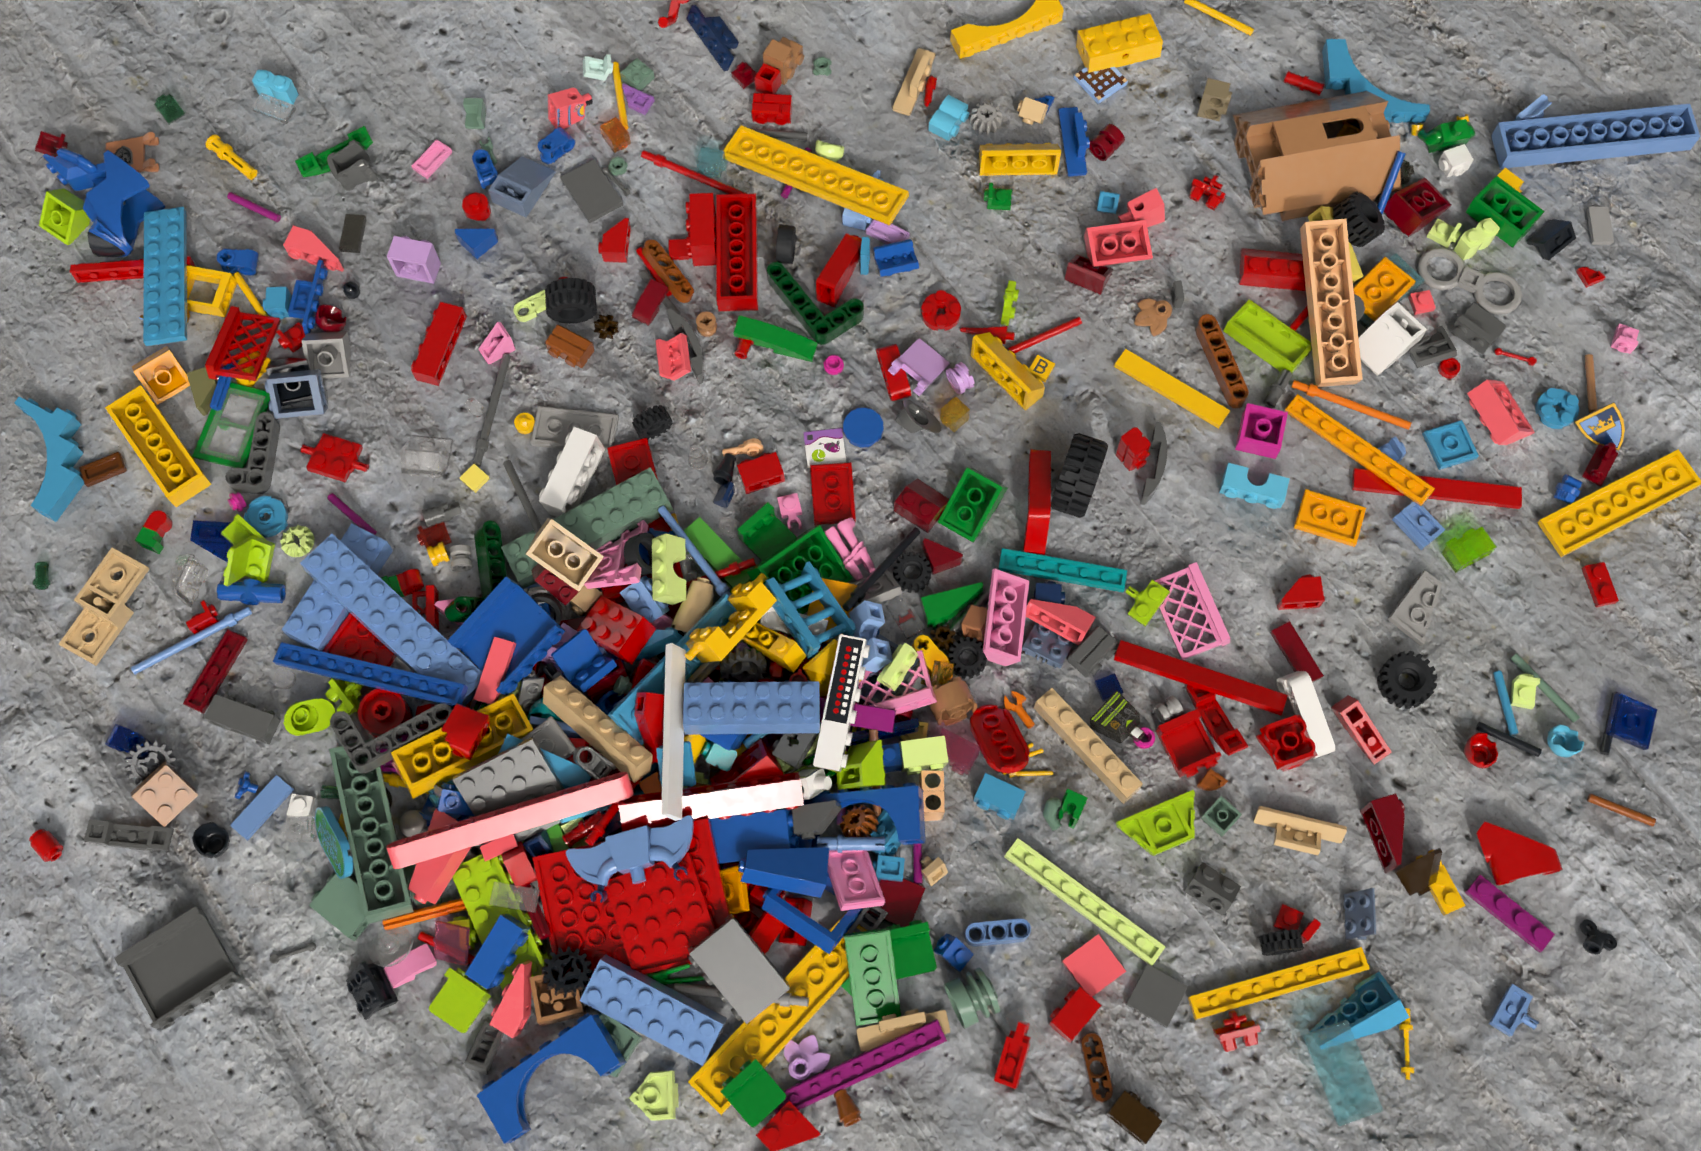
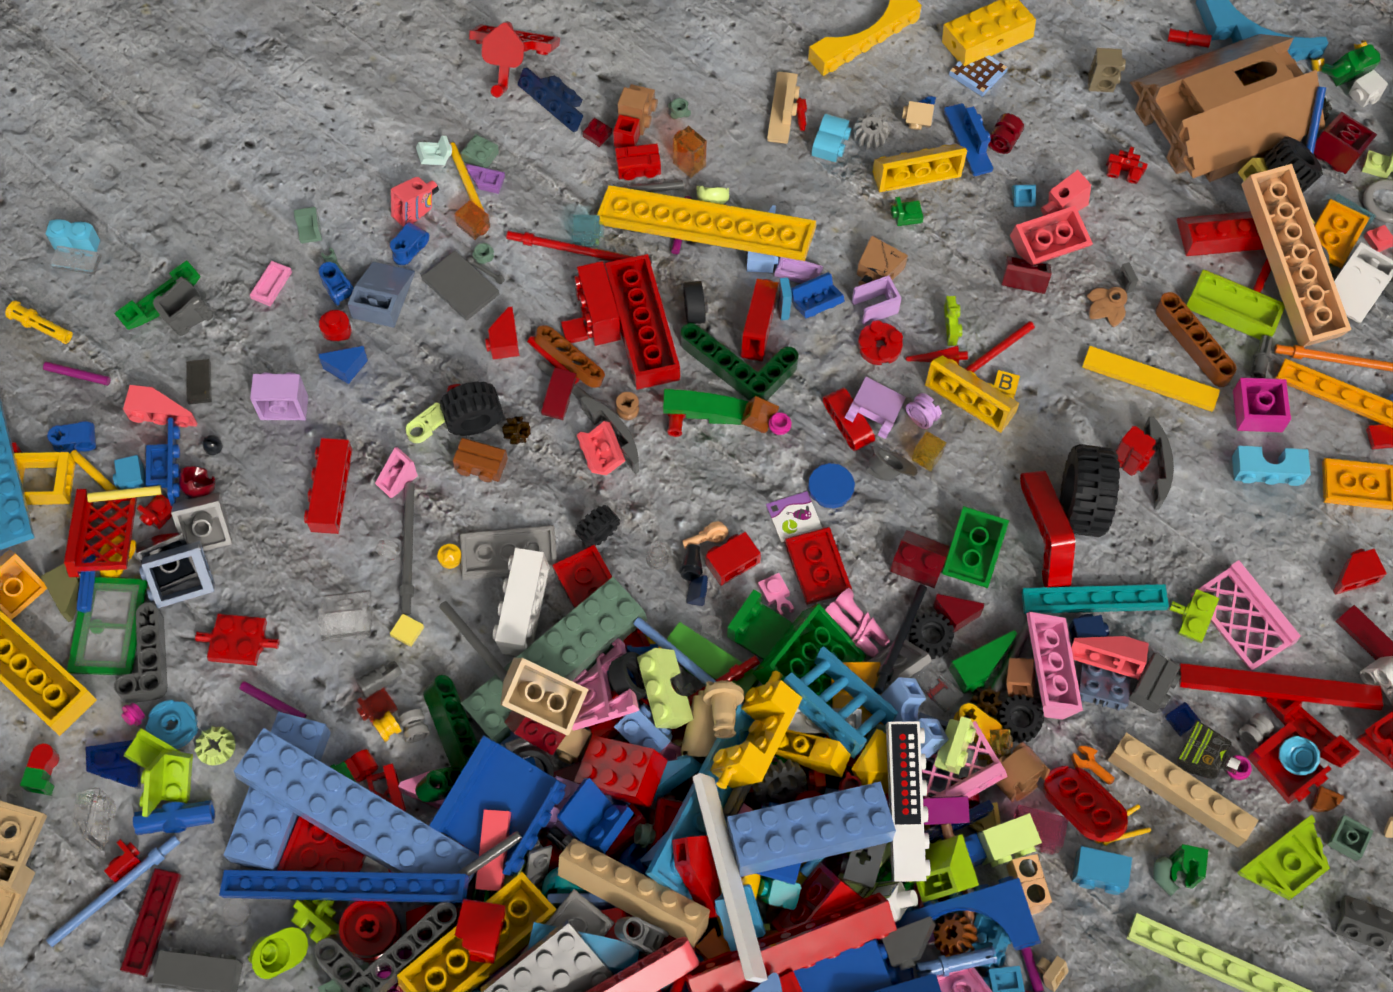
camera: 15 degrees left, 5 degrees down
(269, 317) = (124, 493): none -> light yellow bar
(491, 674) = (491, 854): none -> dark grey bar
(712, 588) = (723, 699): none -> tan piece
(816, 353) = (758, 414): none -> dark orange panel
(817, 107) = (689, 151): none -> clear orange brick
(947, 262) = (874, 289): none -> lavender piece
(959, 240) = (880, 261): none -> medium nougat torso
(1196, 738) = (1299, 755): none -> medium azure hair

